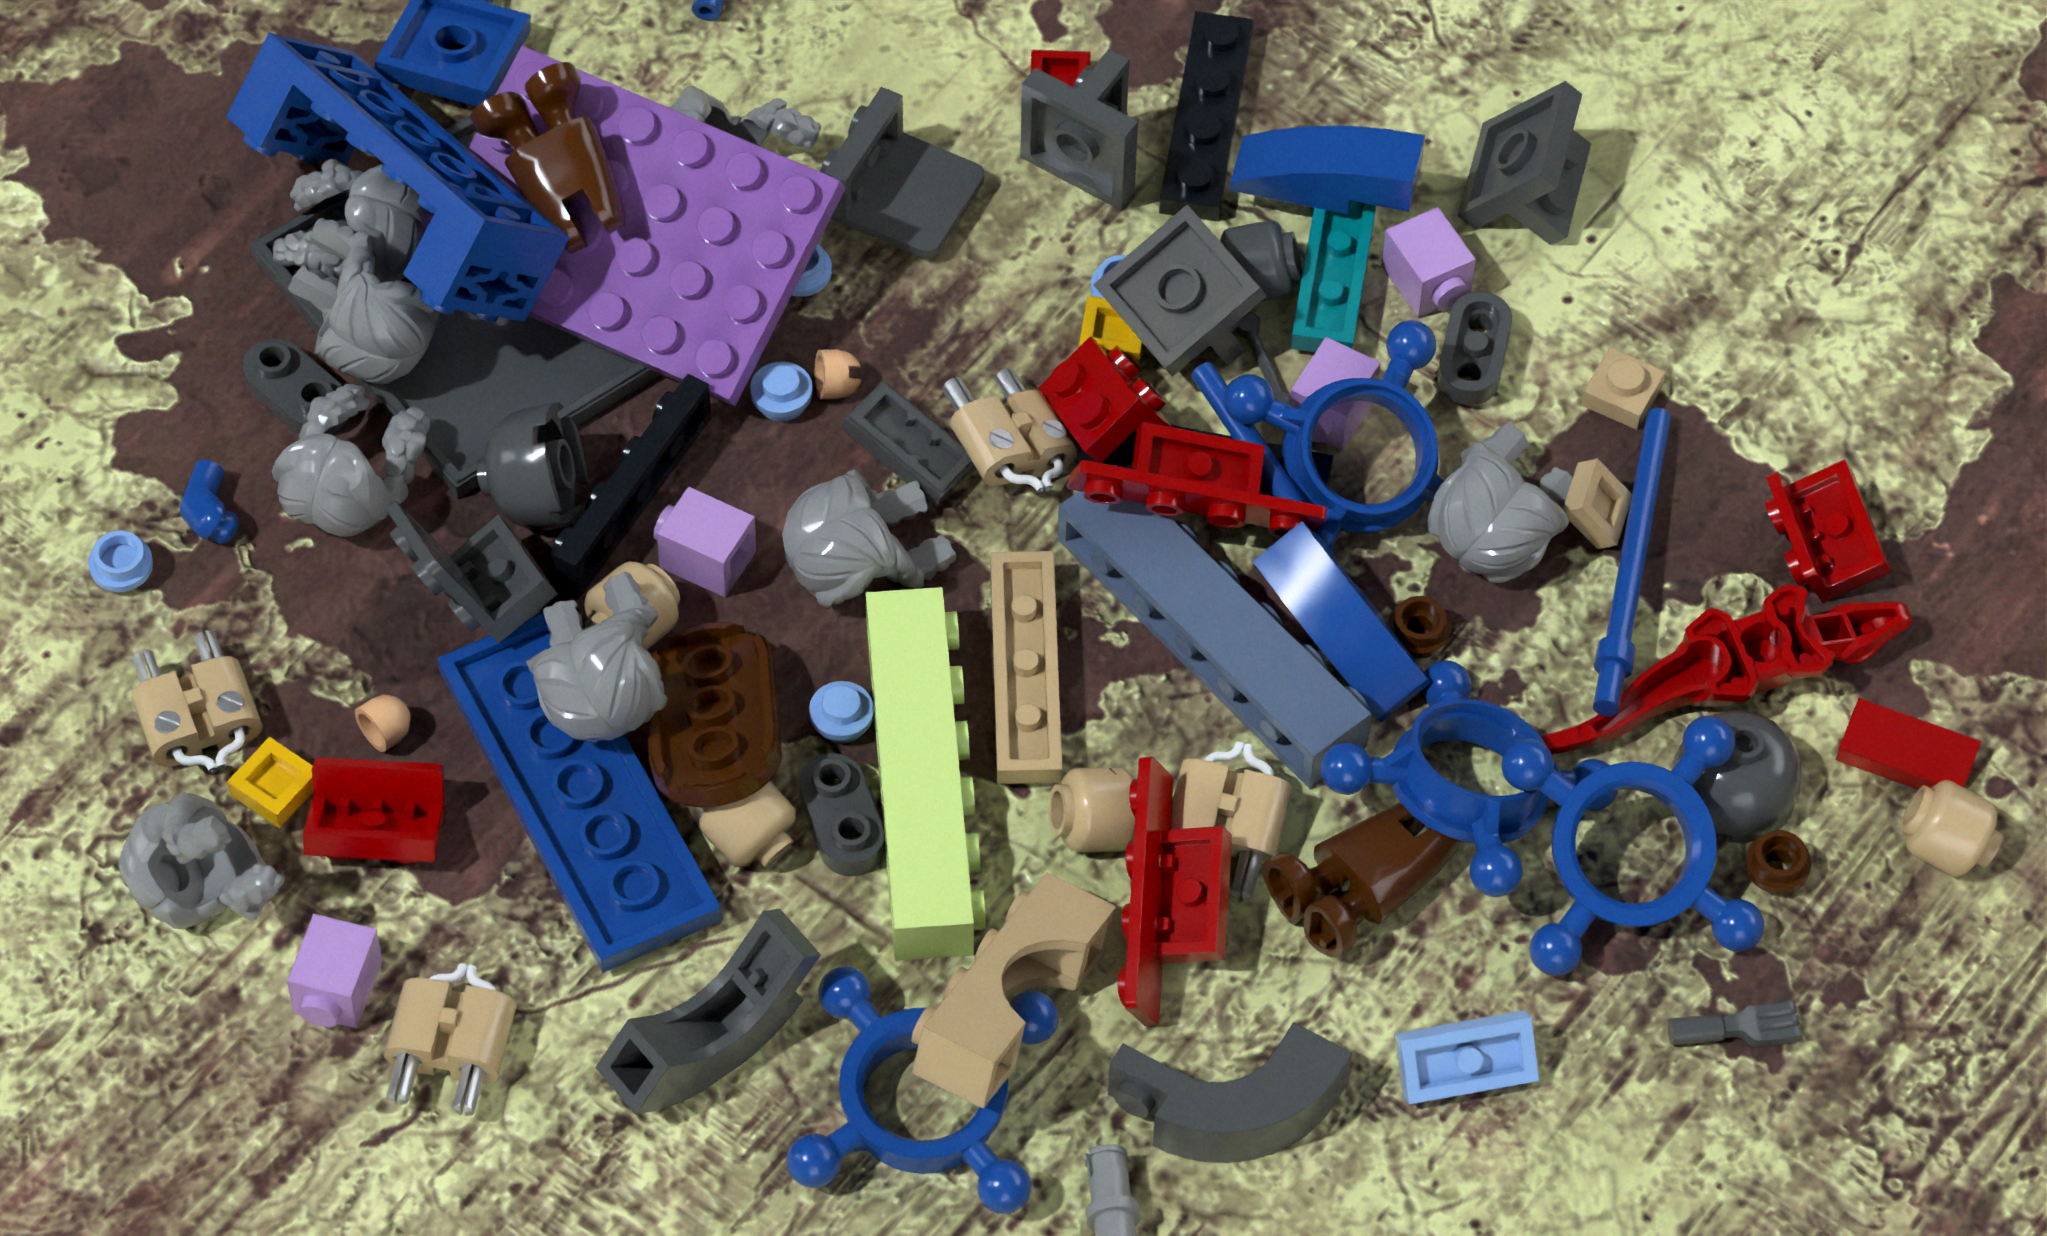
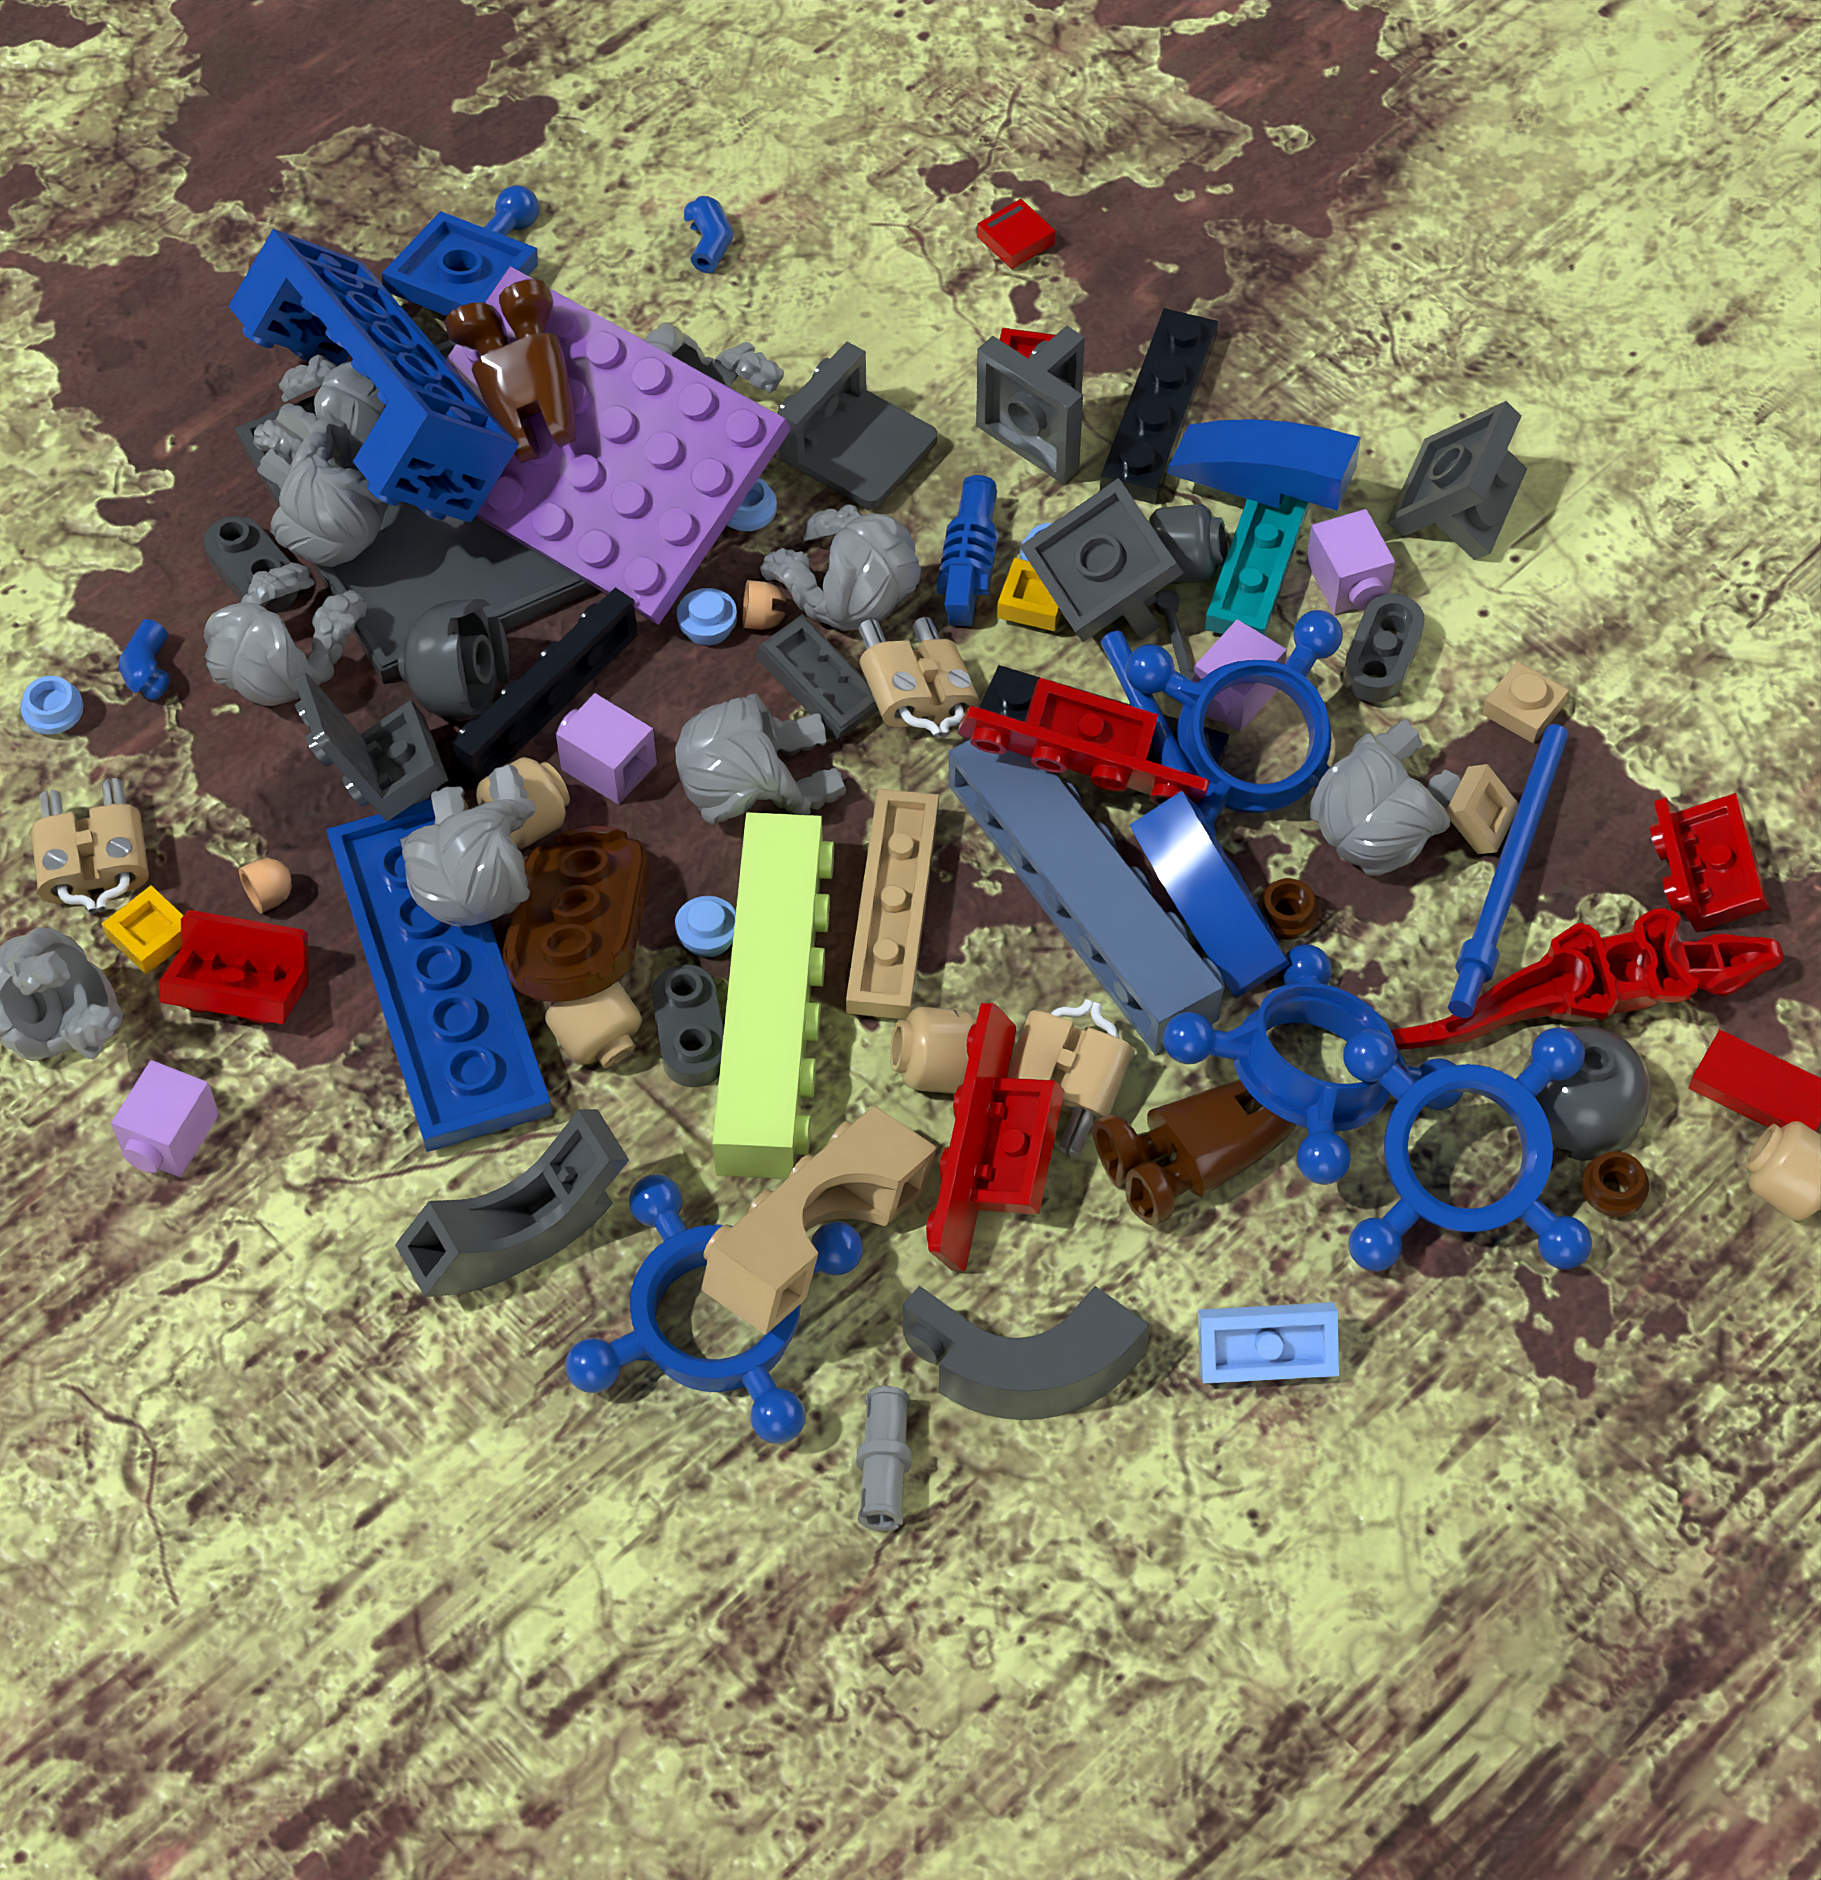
camera: 10 degrees right, 0 degrees up
(449, 1033) = (262, 1192): tan piece -> none
(945, 326) = (868, 568): none -> light grey hair
(1039, 292) = (969, 551): none -> blue hinge
(1101, 398) = (1009, 653): red bracket -> none
(1756, 1025) = (1569, 1346): dark grey piece -> none

